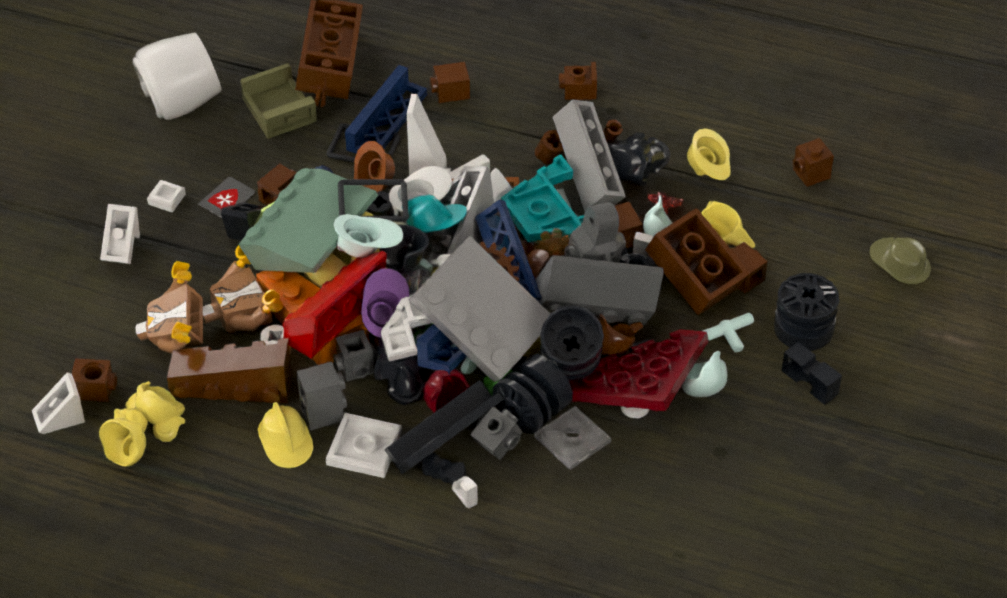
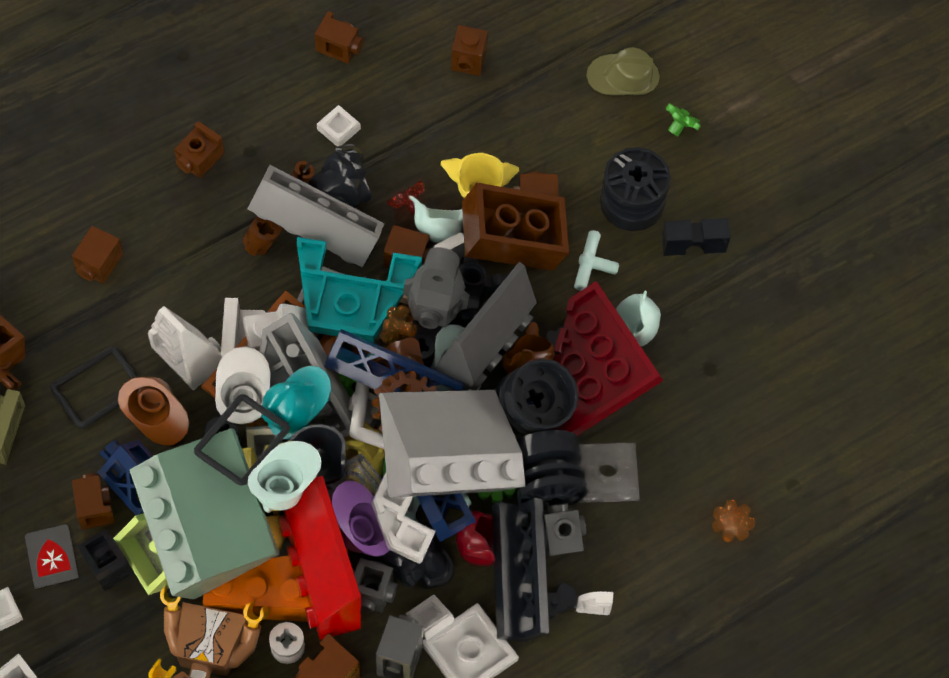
camera: 55 degrees left, 15 degrees up
(366, 405) = (432, 616): none -> white tile
(377, 111) = (71, 340): dark blue fence -> none
(611, 534) = (733, 521): none -> clear orange plant
(679, 138) = (338, 126): none -> white tile
(709, 155) = (392, 123): light yellow piece -> none
(742, 93) = (338, 39): none -> reddish brown brick
(899, 308) = (681, 120): none -> bright green plant

